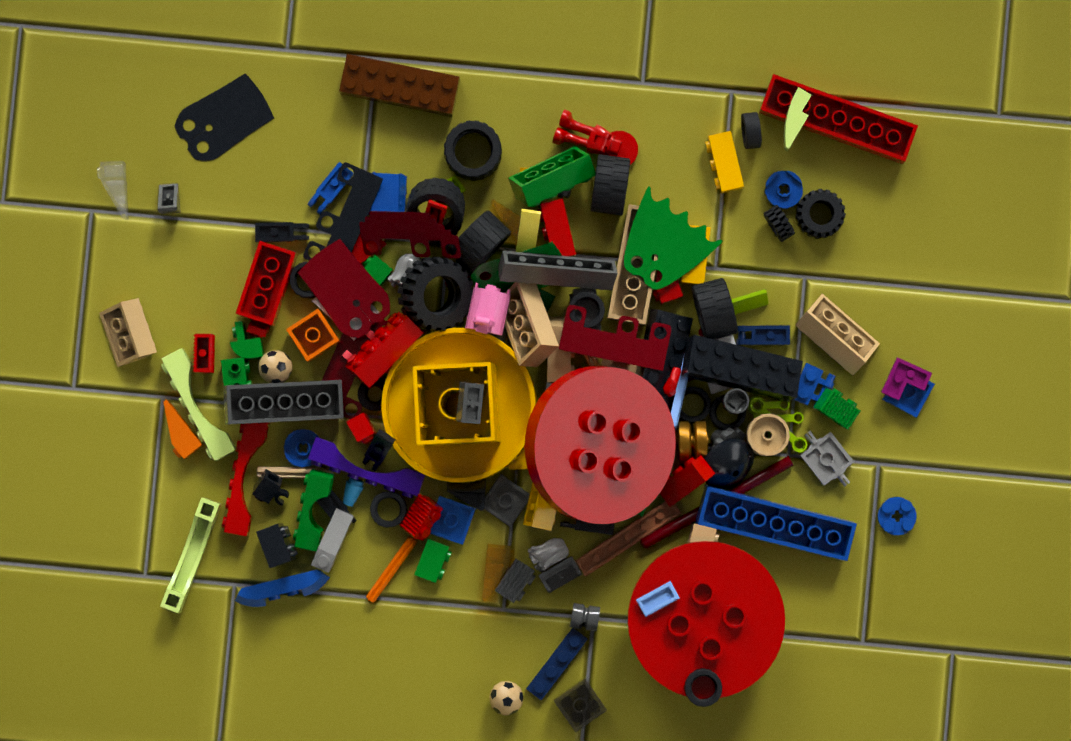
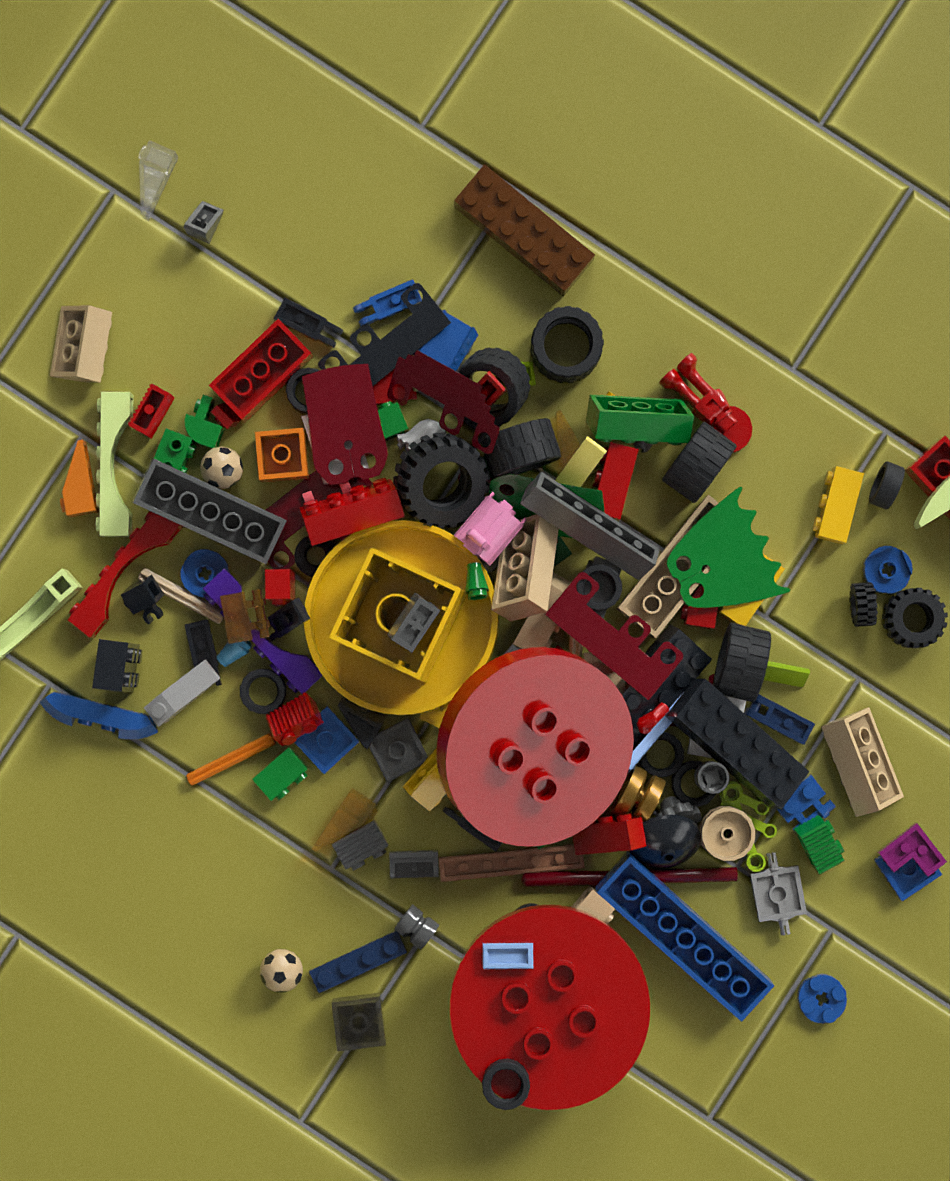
camera: 20 degrees right, 0 degrees up
(233, 113) = (324, 162): black piece -> none
(309, 533) = (161, 670): green arch -> none
(342, 464) = (237, 617): none -> clear orange plate
(498, 352) = (476, 584): none -> green cone
(548, 554) = (413, 835): light grey piece -> none

